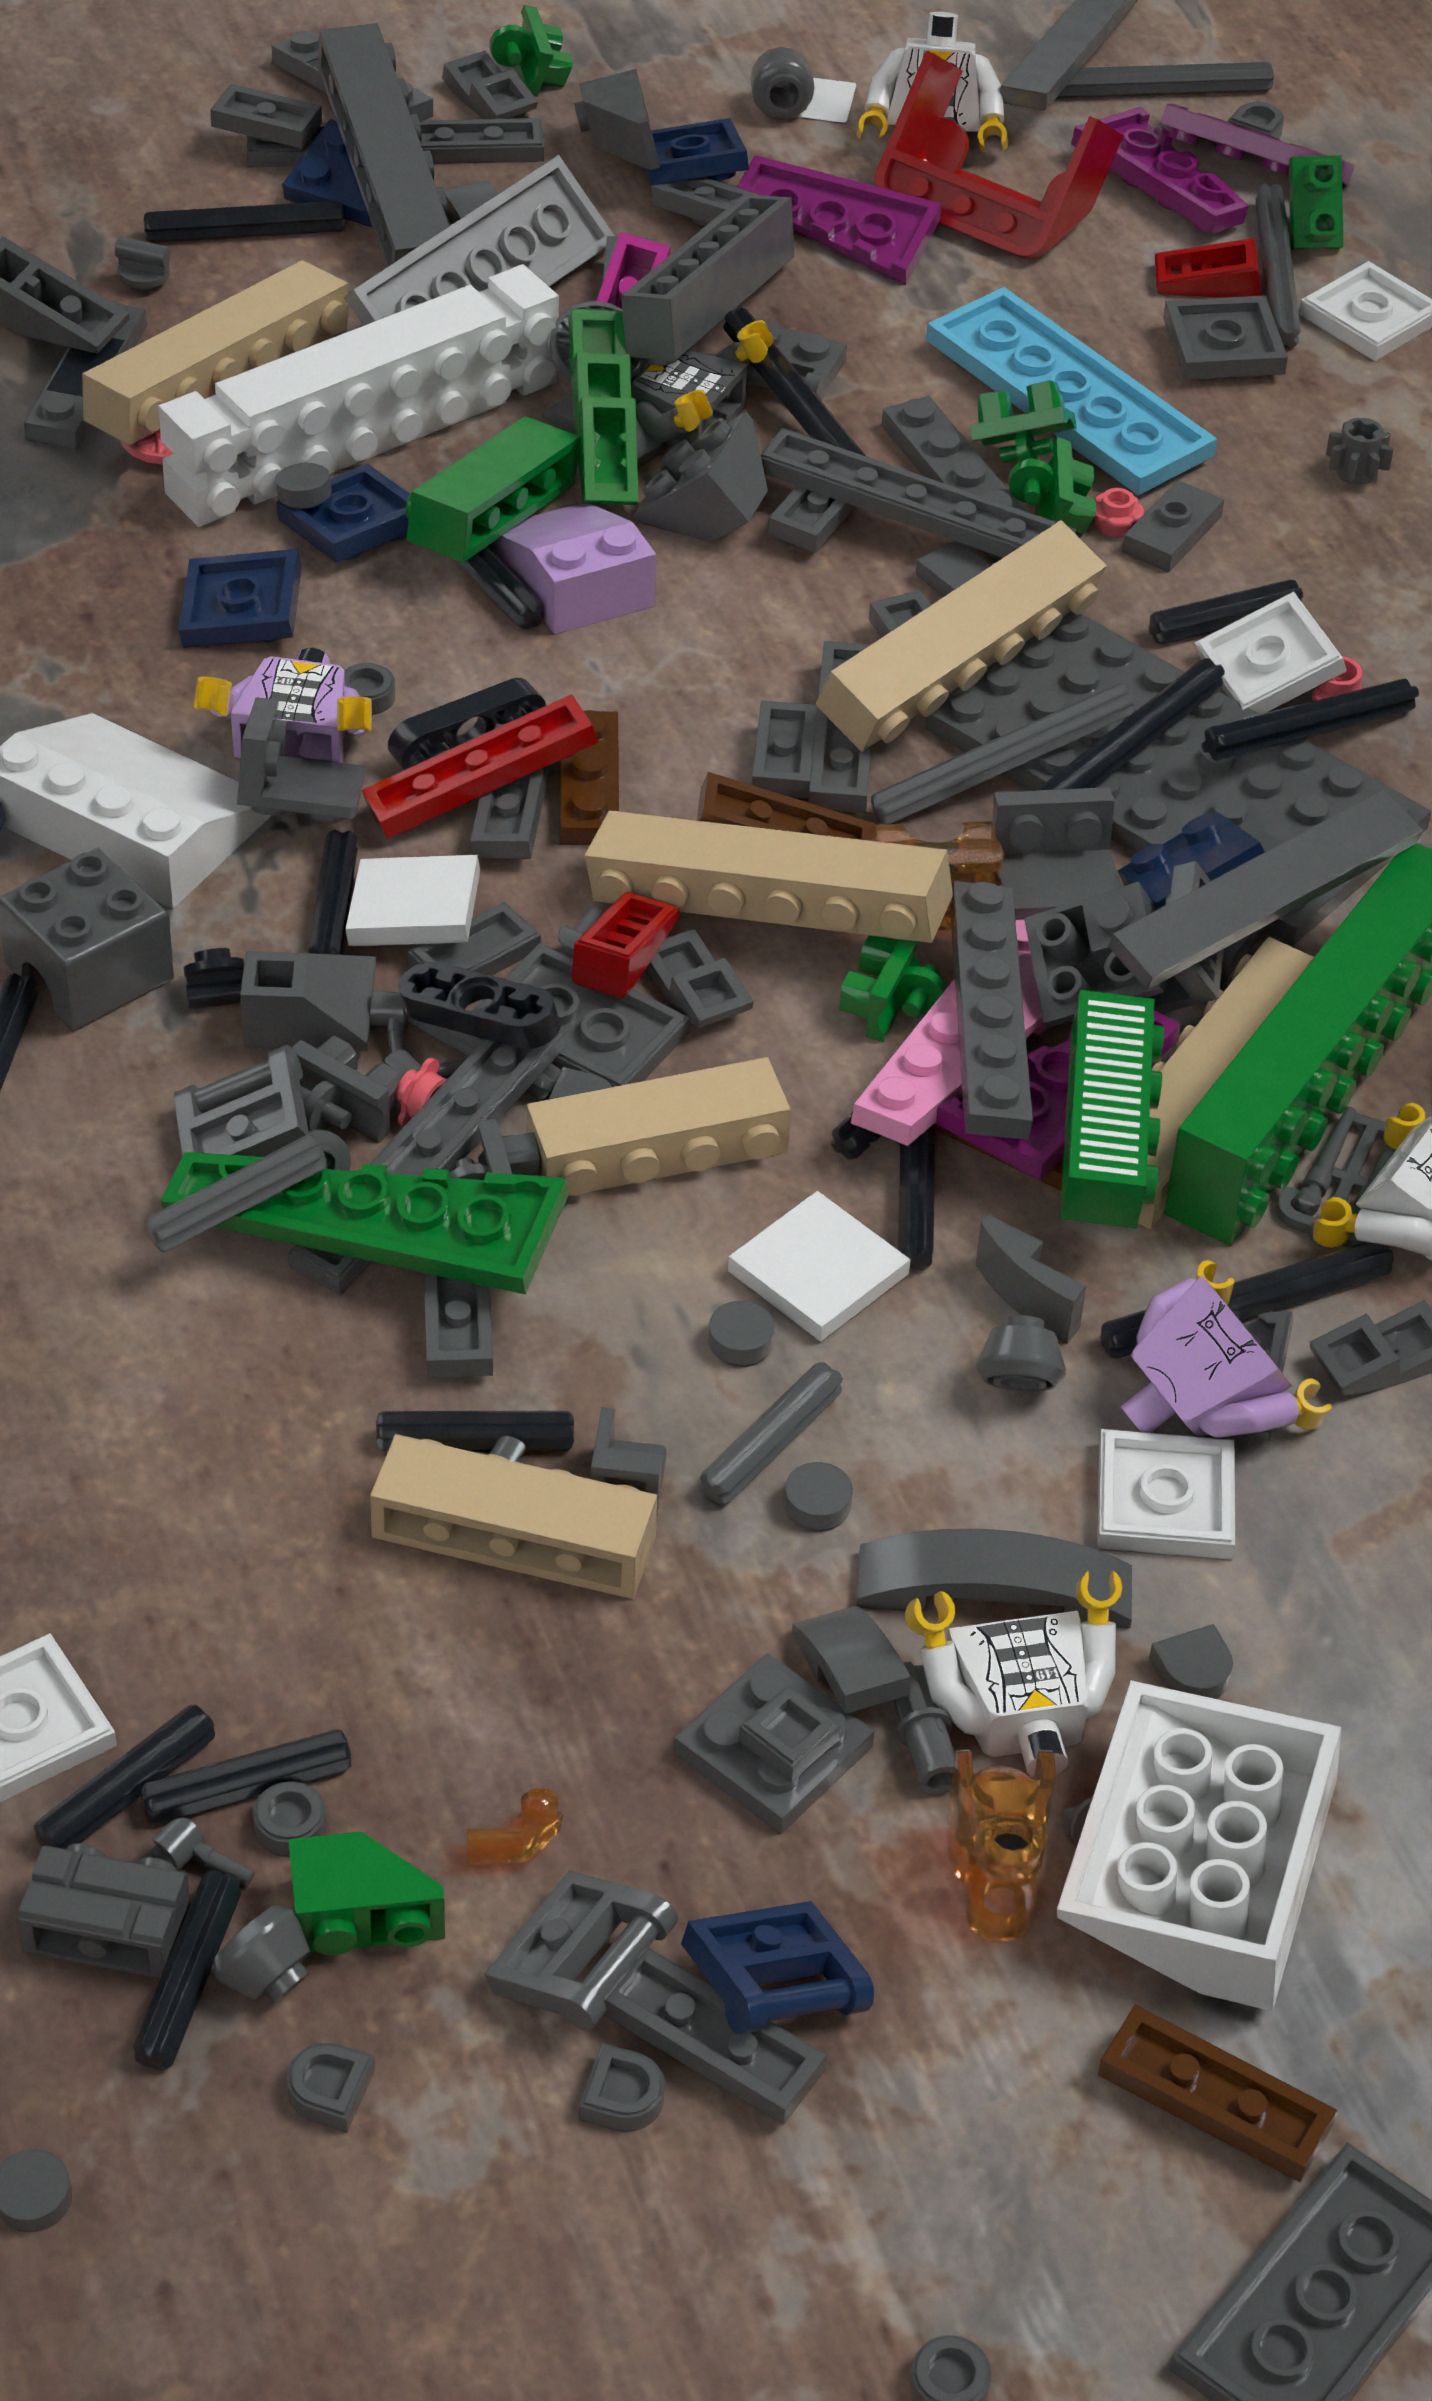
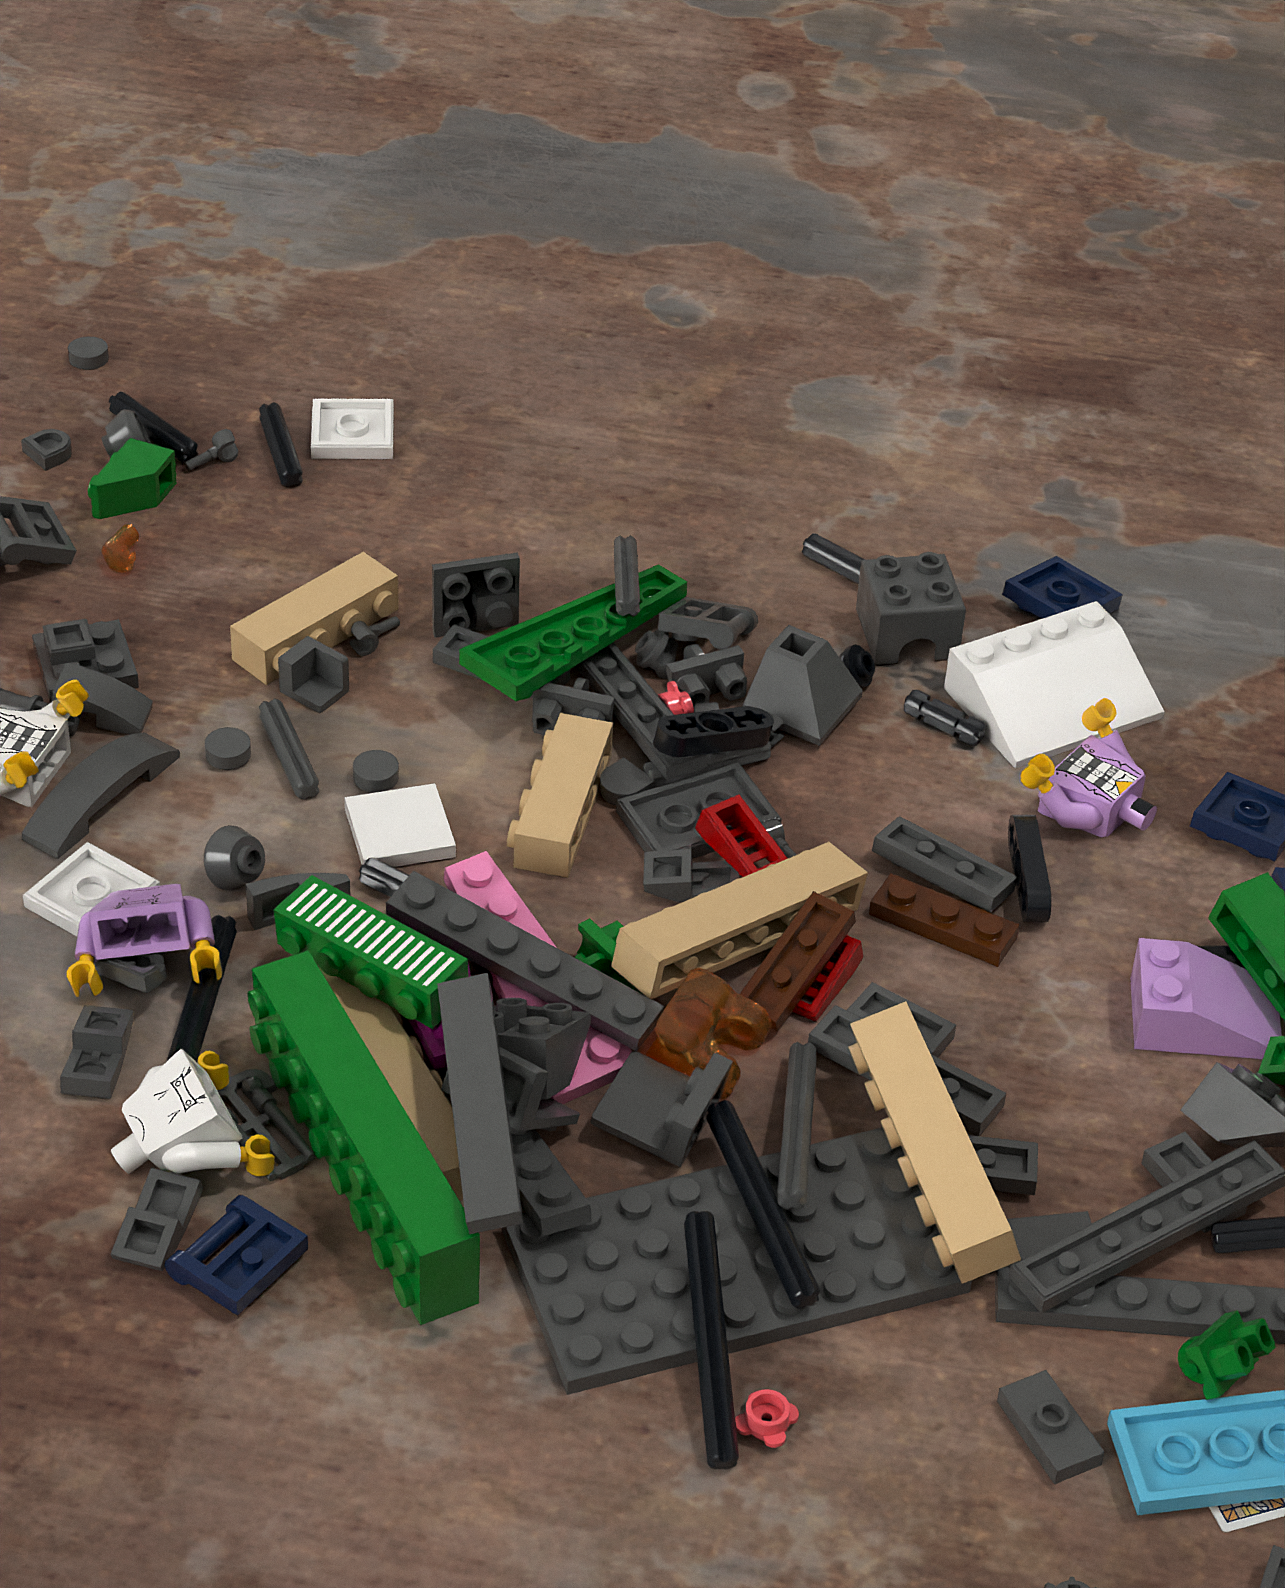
camera: 120 degrees right, 5 degrees down
(103, 1909) = (206, 402): dark grey brick -> none
(244, 877) = (944, 717): none -> black axle
(245, 1776) = (244, 481): black axle -> none
(288, 1813) = (207, 488): dark grey tile -> none
(289, 783) = (1009, 738): dark grey bracket -> none
(333, 893) = (896, 748): black axle -> none
(353, 1347) = (476, 593): none -> dark grey slope
(372, 682) = (1114, 848): dark grey tile -> none
(413, 900) = (860, 772): white tile -> none
(479, 766) = (965, 840): red plate -> none
(479, 1428) = (394, 639): black axle -> none
(494, 943) = (802, 795): dark grey tile -> none
(1056, 487) = (1134, 1339): green hips -> none
(1116, 512) = (1088, 1401): coral plate -> none
(1207, 839) = (584, 1148): dark blue plate -> none
(1216, 612) = (907, 1395): black axle -> none
(1272, 655) = (817, 1372): white tile -> none

